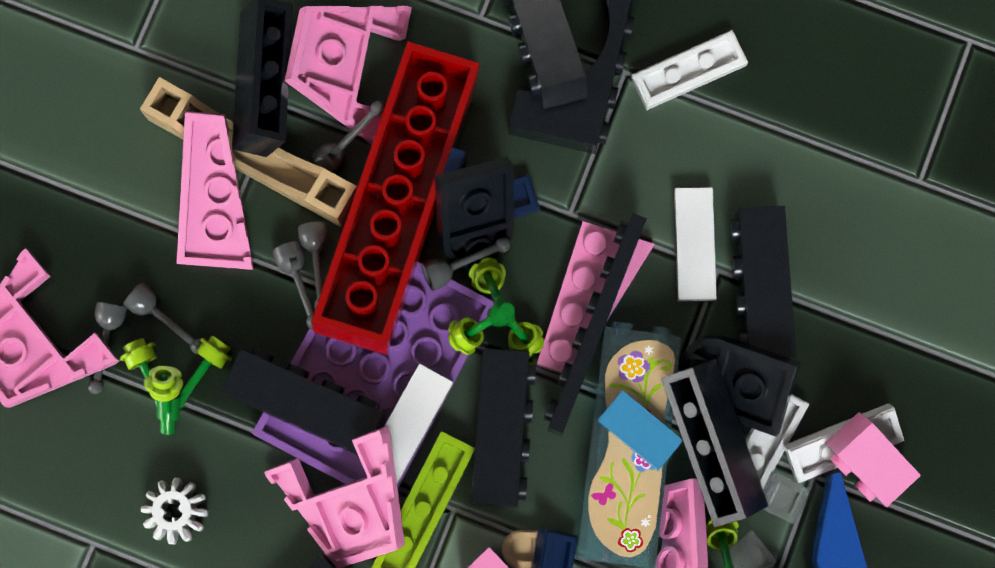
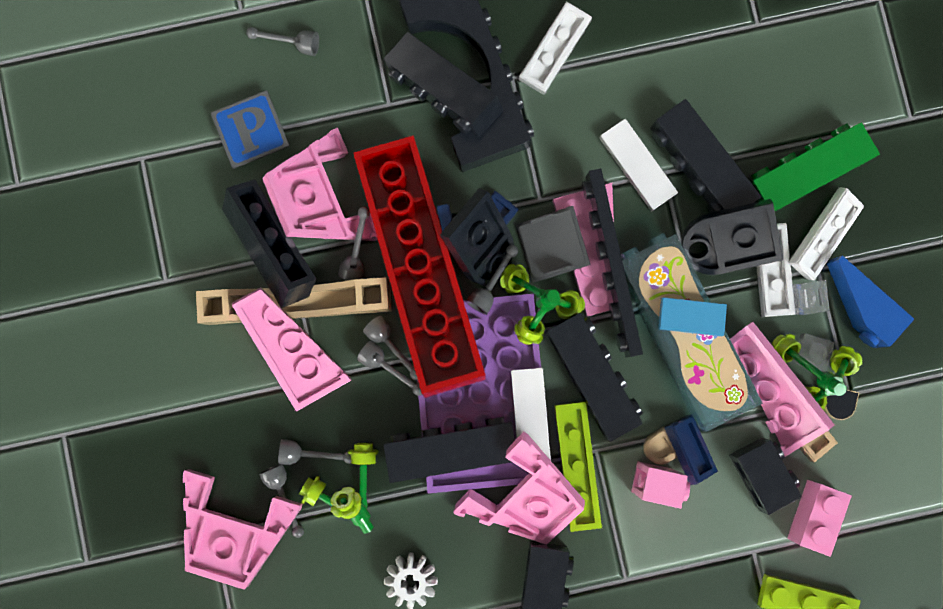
camera: 30 degrees left, 5 degrees up
(550, 267) = (553, 244): none -> dark grey piece
(715, 443) = (748, 292): black brick -> none
(873, 459) = (856, 232): bright pink brick -> none
(874, 365) = (816, 166): none -> green brick

